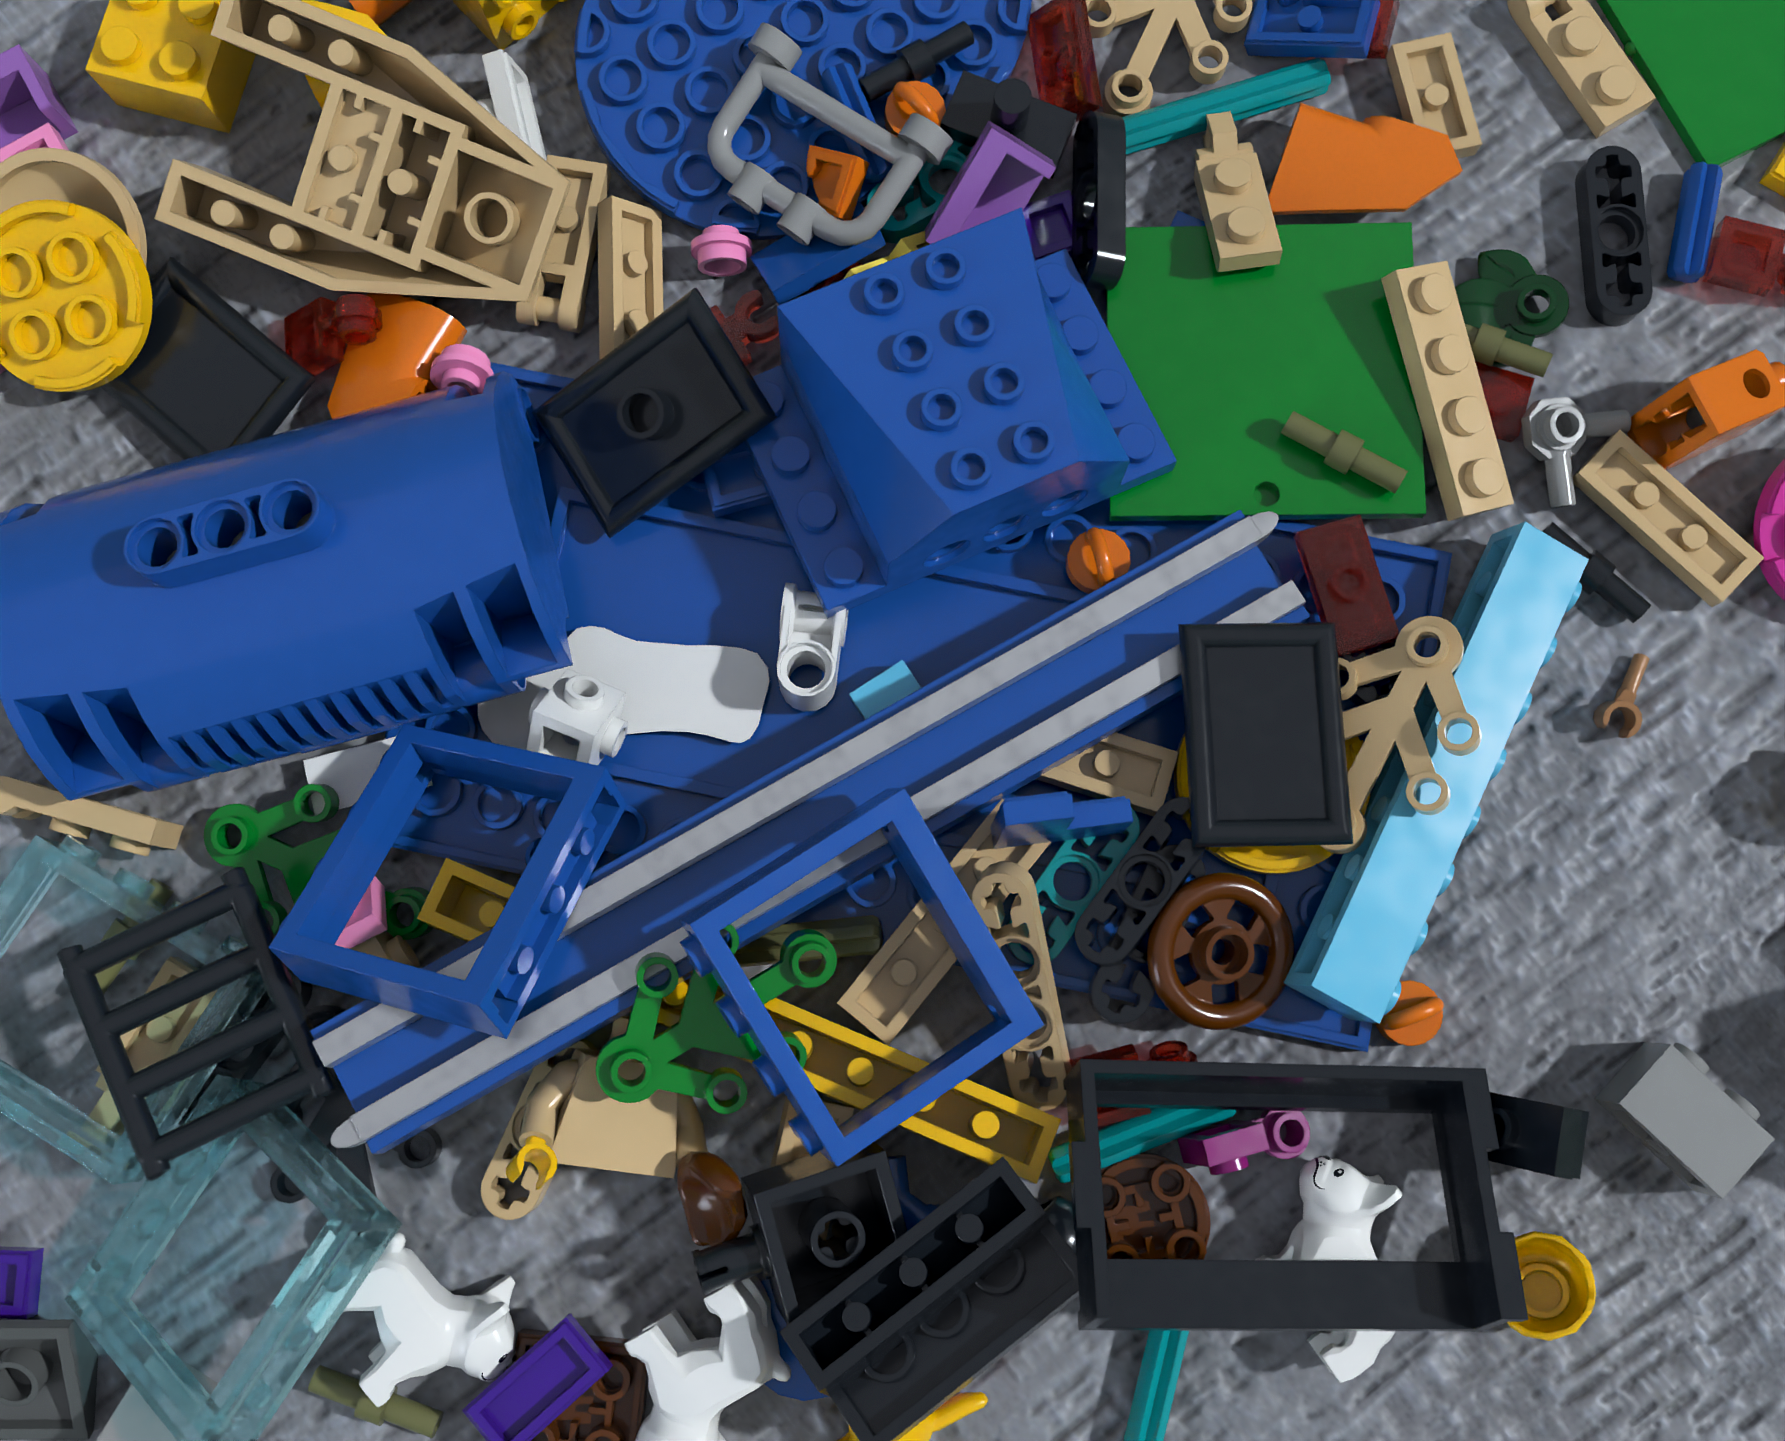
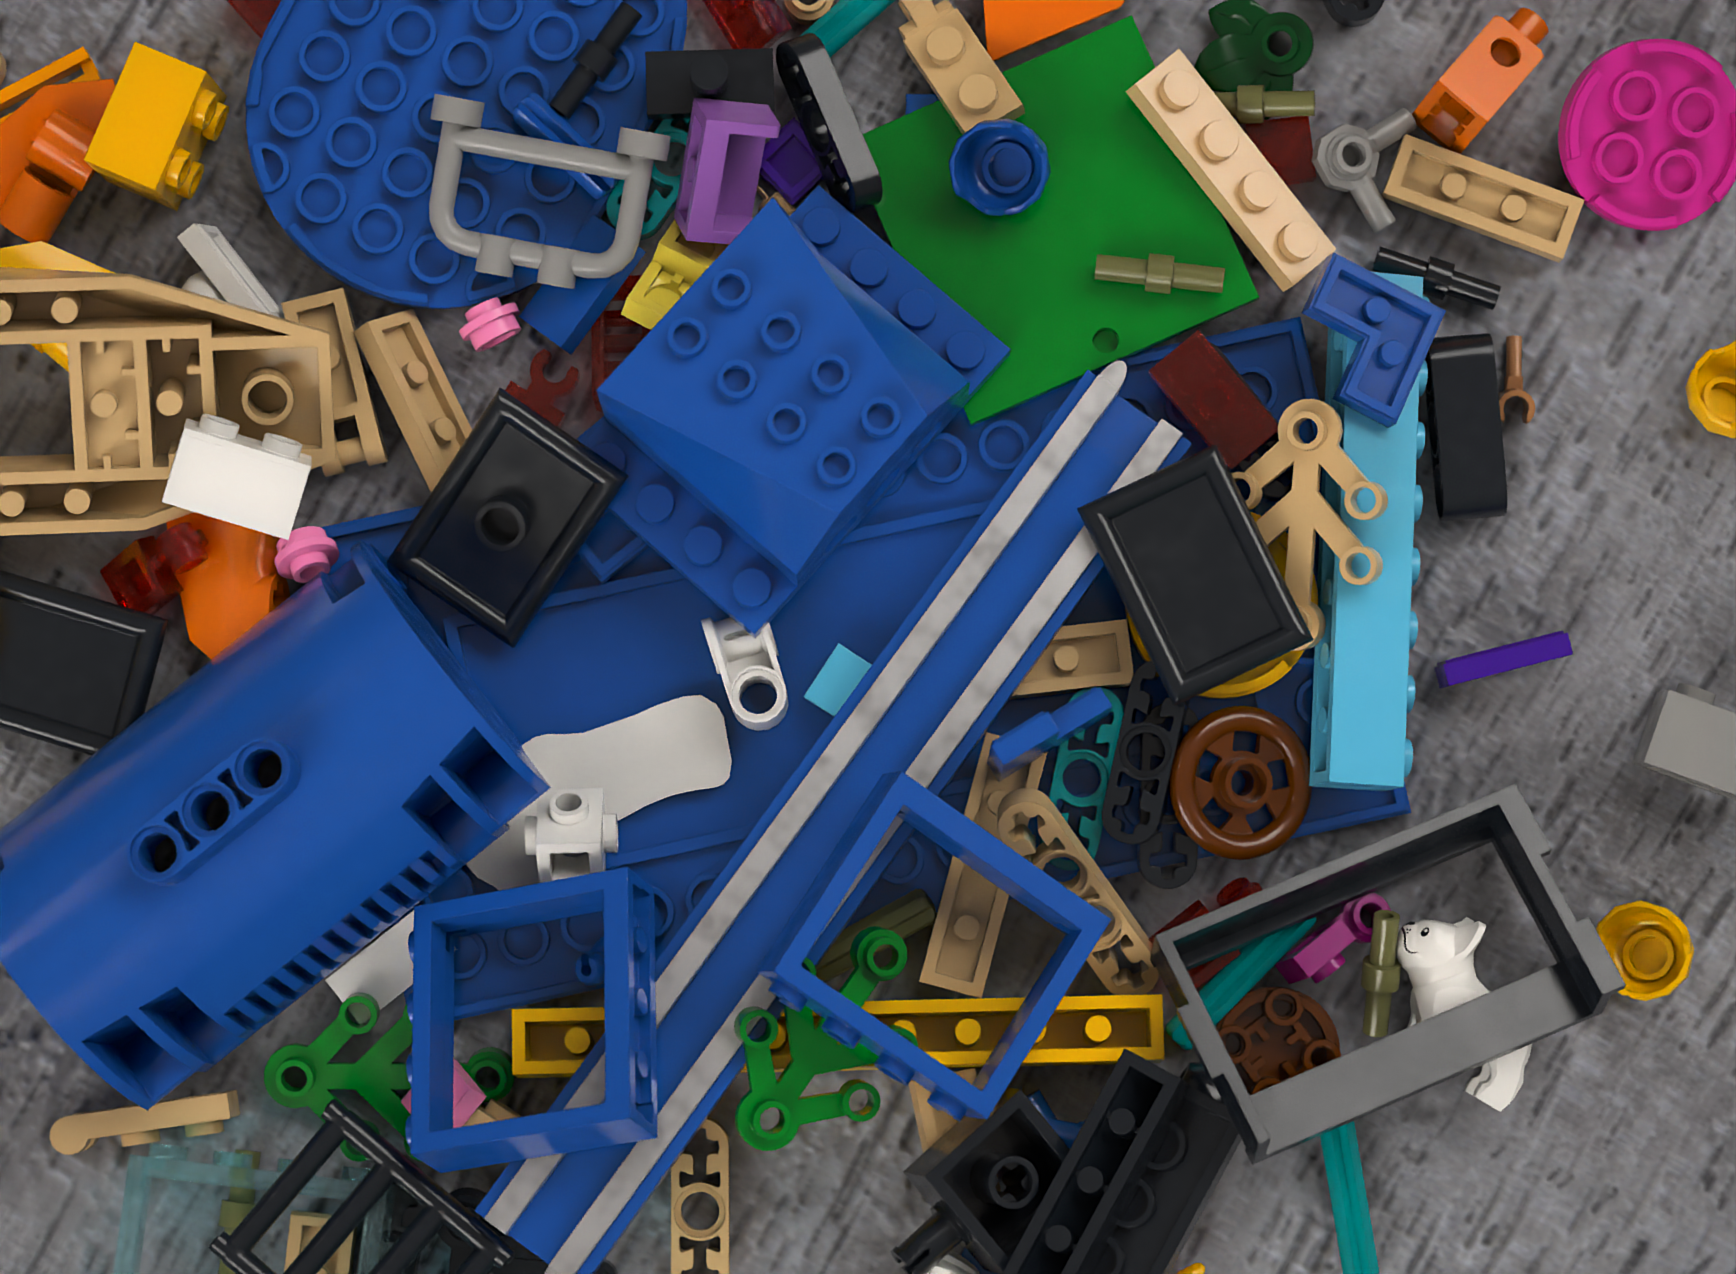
camera: 30 degrees left, 5 degrees up
(425, 268) = (238, 476): none -> white hinge
(579, 1125) = (744, 1186): tan torso -> none
(836, 180) = (572, 213): orange tile -> none
(912, 98) = (612, 106): orange tile -> none
(1097, 559) = (977, 471): orange tile -> none
(1238, 293) = (1000, 167): none -> blue hair
(1277, 1192) = (1380, 973): none -> olive bar
(1414, 1017) = (1437, 761): orange tile -> none
(1517, 946) = (1503, 659): none -> dark purple tile
(1539, 1136) = (1585, 821): black brick -> none
(1540, 583) = (1390, 333): none -> blue tile
(1567, 718) = (1465, 428): none -> black beam

